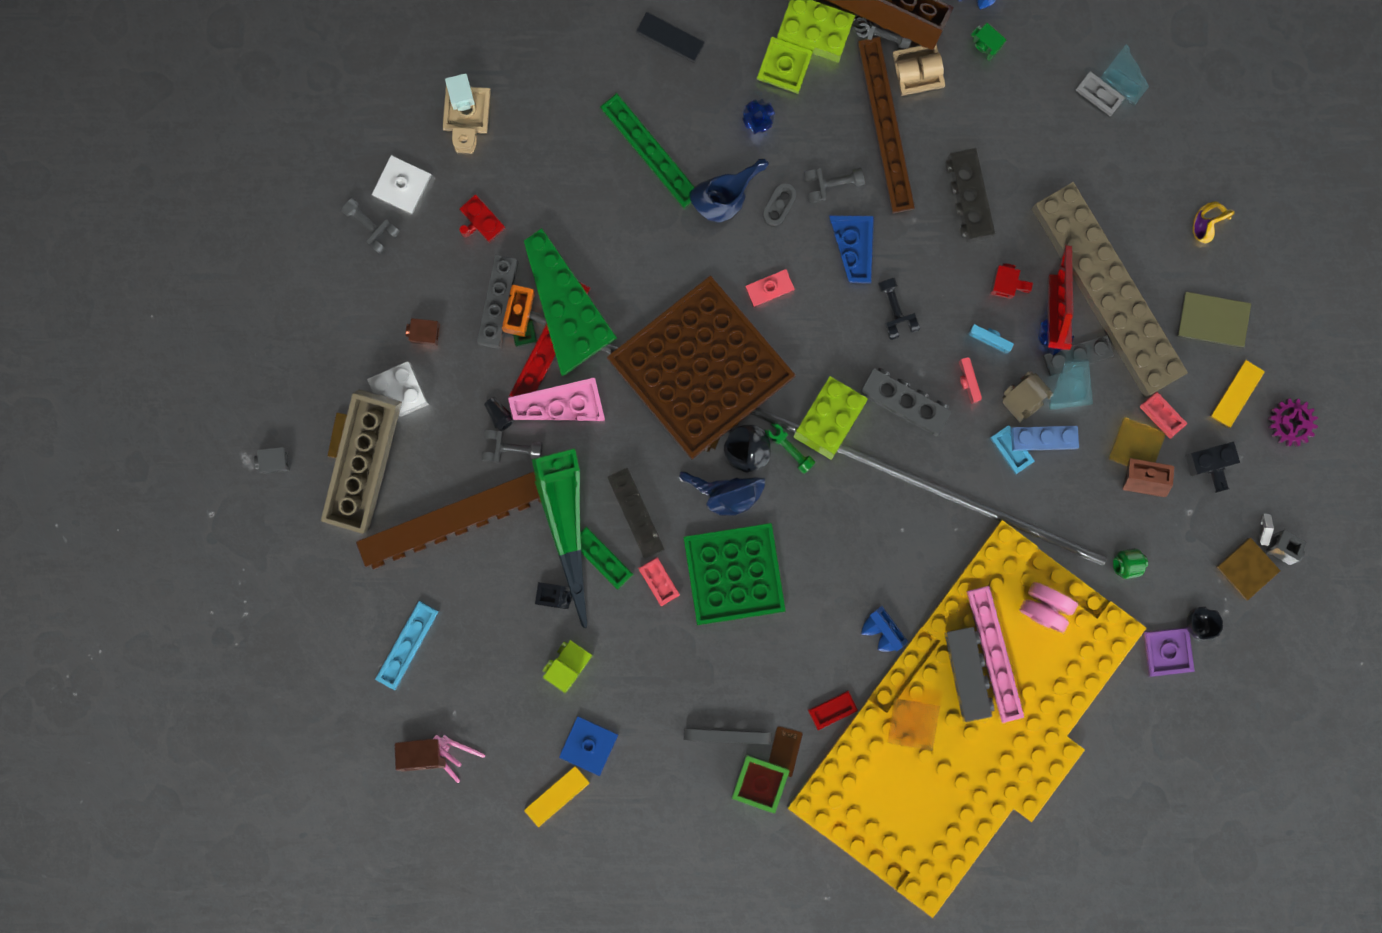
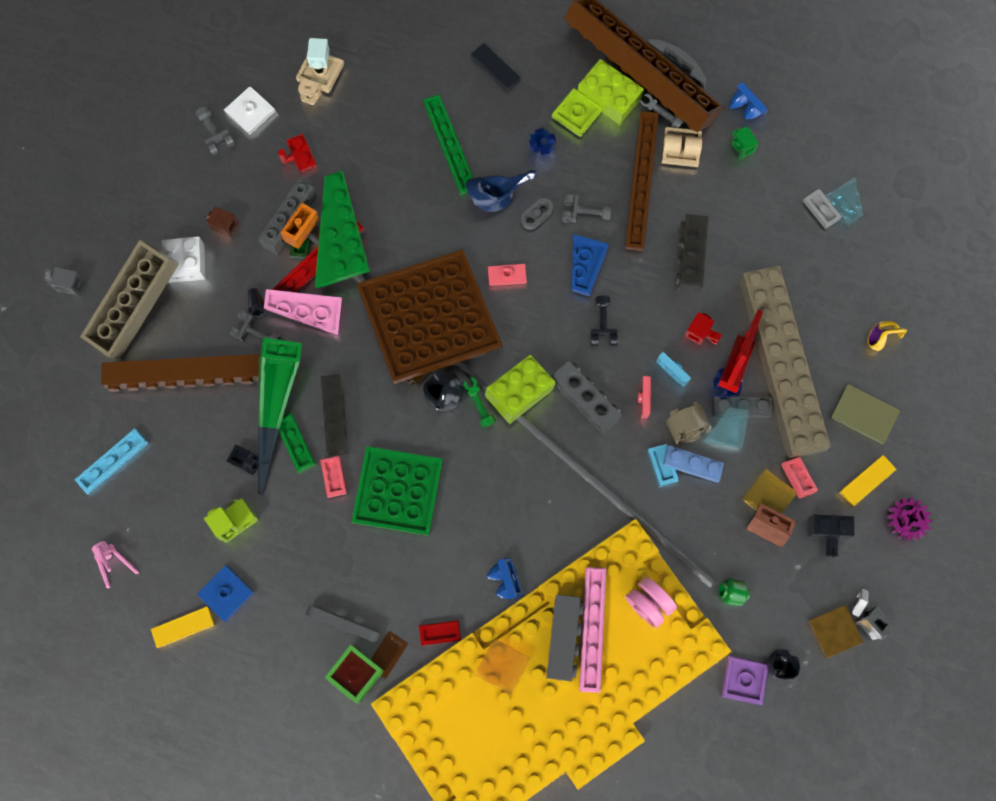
camera: 25 degrees right, 10 degrees down
(418, 755) = (81, 552): copper panel -> none
(728, 496) = (416, 425): dark blue hat -> none

